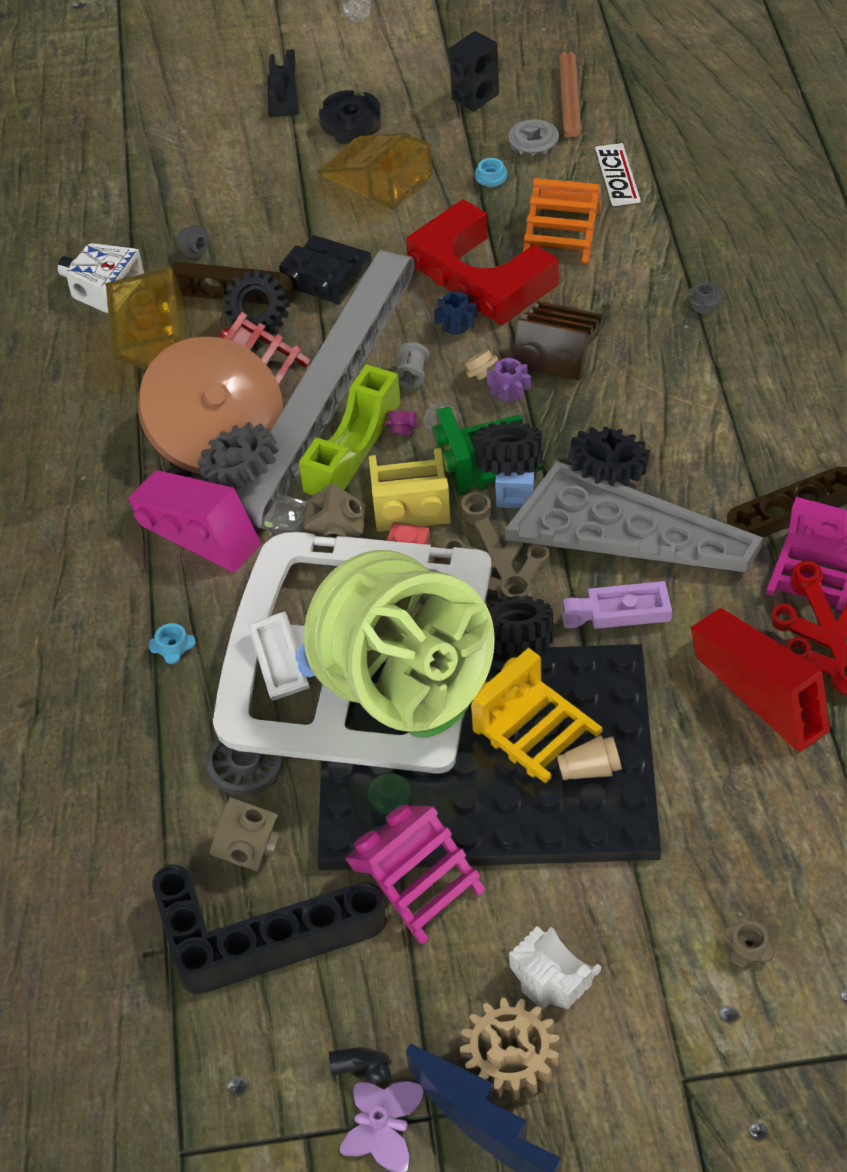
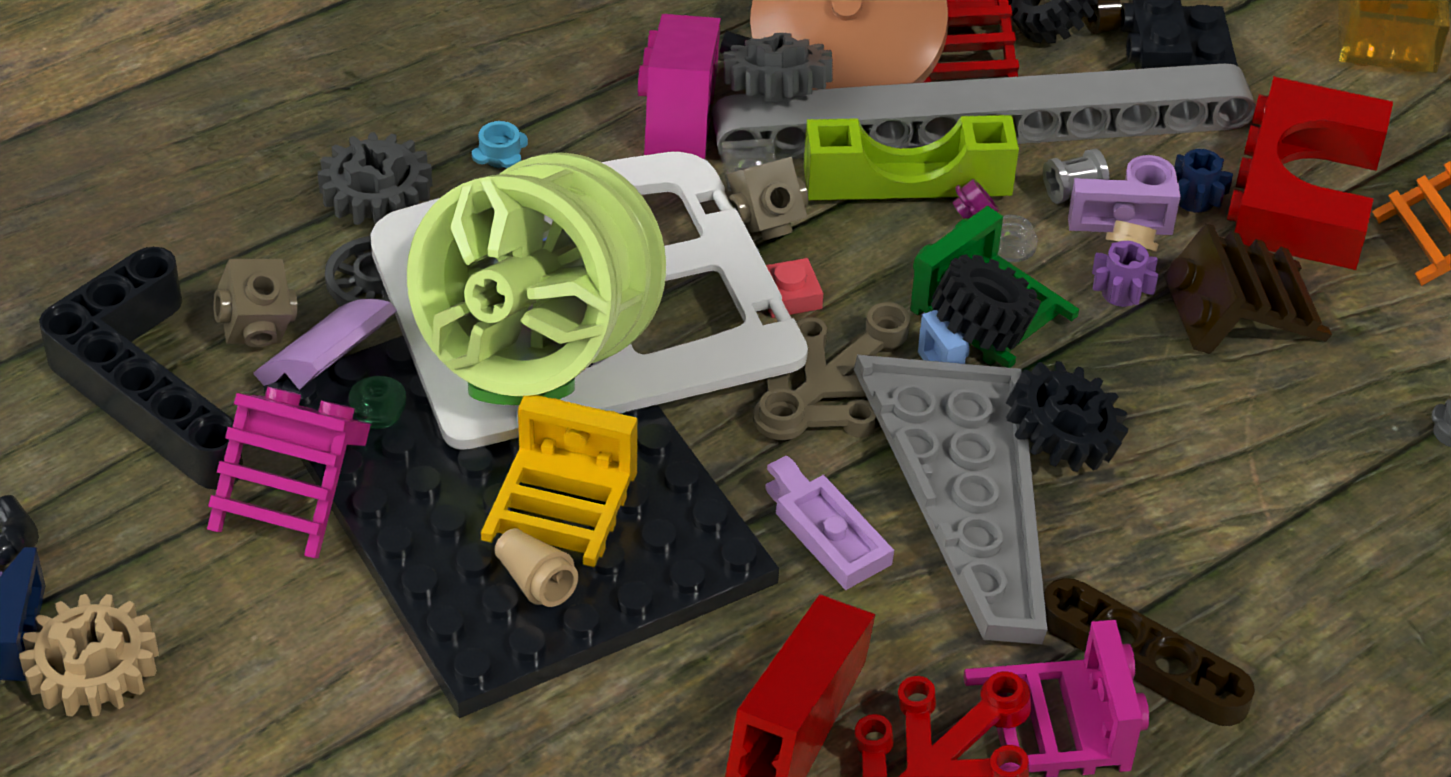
camera: 55 degrees right, 5 degrees down
(160, 723) = (374, 177): none -> dark grey gear
(313, 805) = (326, 342): none -> lavender slope
(413, 500) = (850, 254): light yellow plate -> none
(452, 345) = (1144, 198): none -> lavender plate
(521, 625) = (712, 426): black tyre -> none
(550, 970) = (216, 647): white hair -> none

